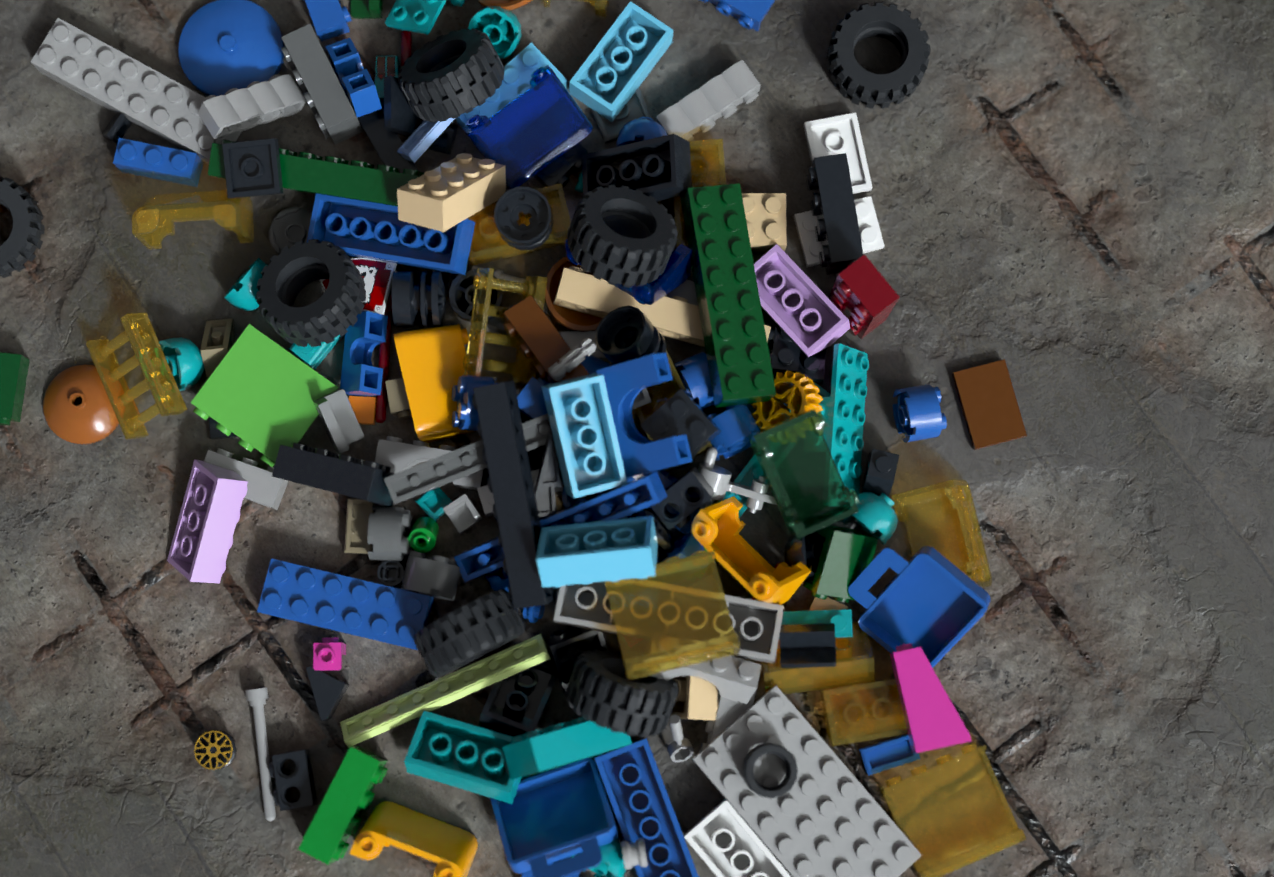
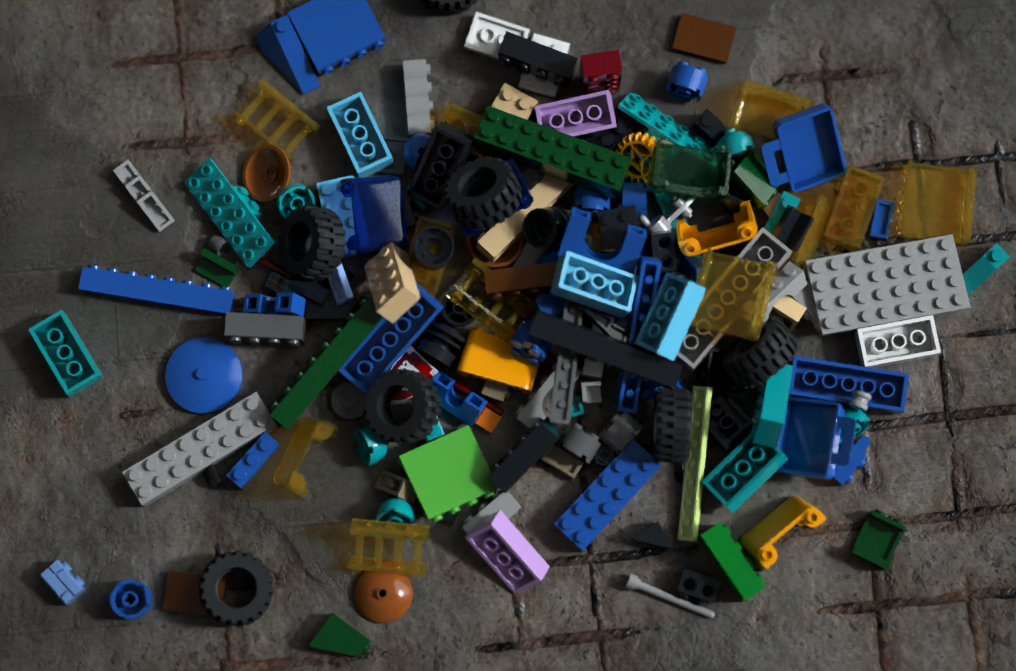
camera: 60 degrees left, 0 degrees up
(215, 750) = (652, 625): wheel -> none
(251, 105) = (256, 379): light grey brick -> none
(252, 168) = (303, 397): black plate -> none
(328, 654) = (633, 522): dark pink bracket -> none
(339, 420) = (489, 436): dark grey panel -> none
(423, 534) = (591, 422): green brick -> none
(572, 359) = (541, 266): light grey axle -> none
(679, 742) = (809, 340): light grey piece -> none
(790, 776) = (865, 281): black tyre -> none
(925, 704) = (869, 179): dark pink slope -> none

